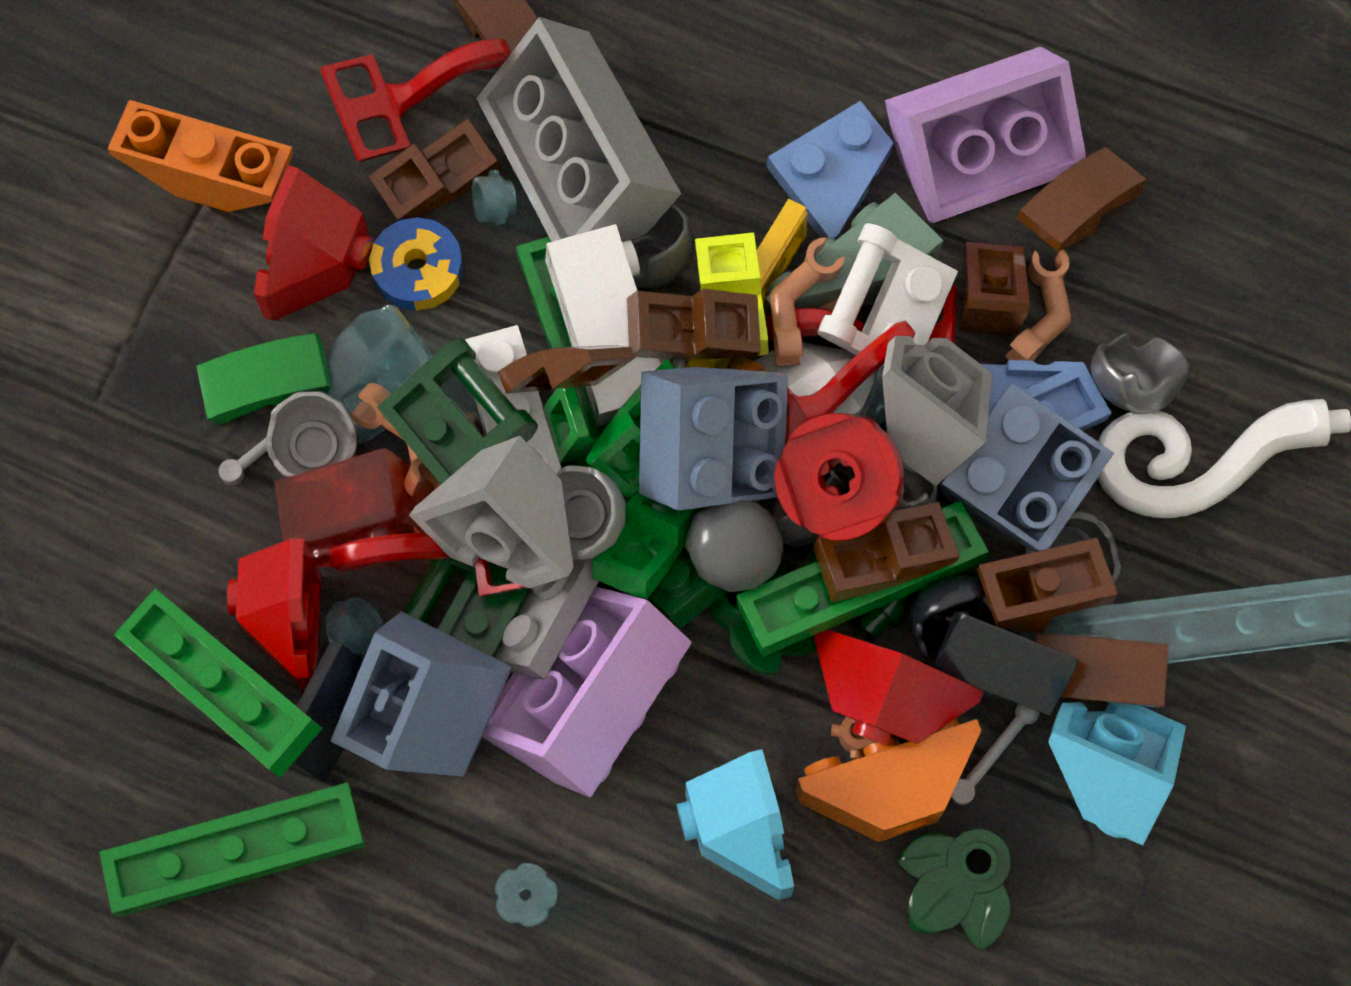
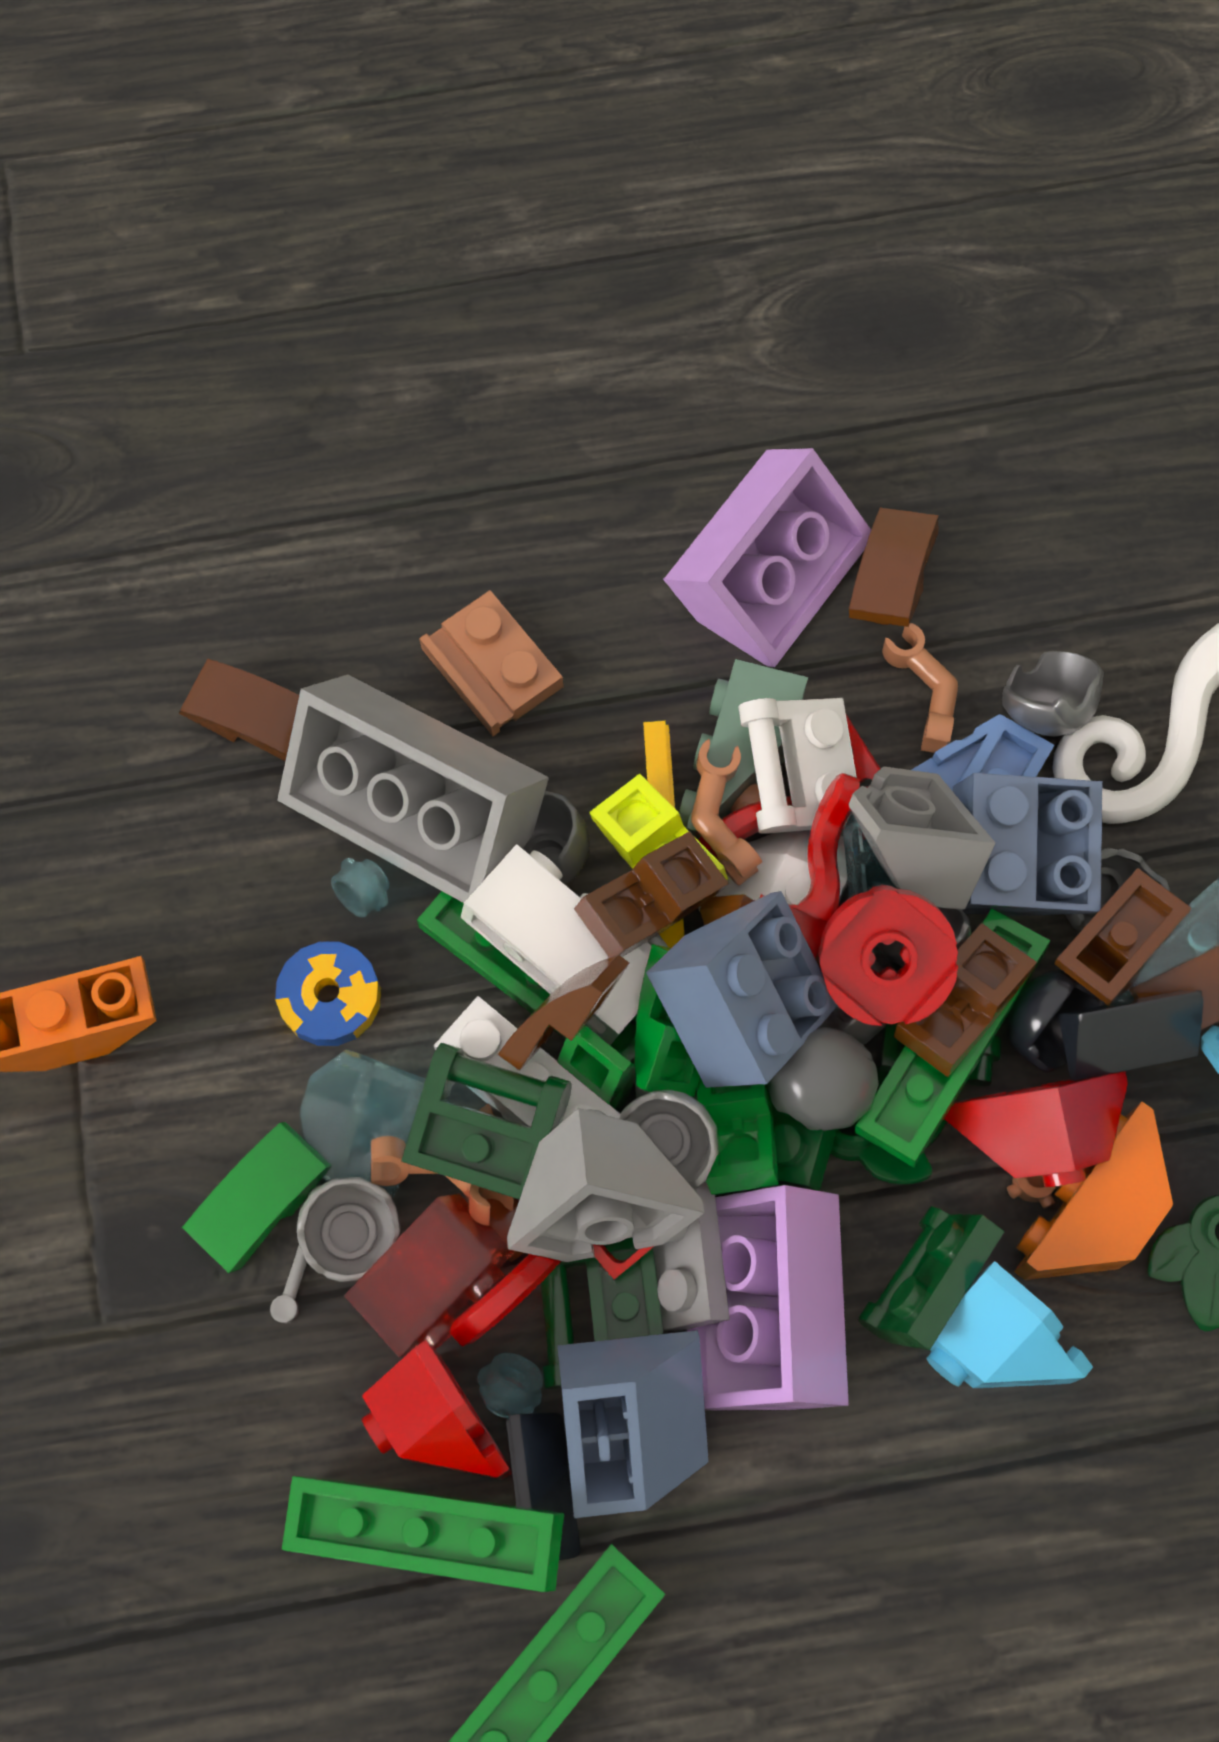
camera: 30 degrees left, 0 degrees up
(311, 246) = (222, 1040): red slope -> none
(393, 100) = (200, 849): red piece -> none
(438, 174) = (288, 896): reddish brown slope -> none
(535, 909) = (827, 1542): clear light blue plate -> none
(710, 89) = (491, 662): none -> nougat plate
(717, 744) = (931, 1278): none -> dark green plate
(833, 167) = (653, 670): medium blue wing -> none
(965, 790) = (1165, 1074): light grey hinge -> none
(994, 289) = (877, 691): reddish brown slope -> none

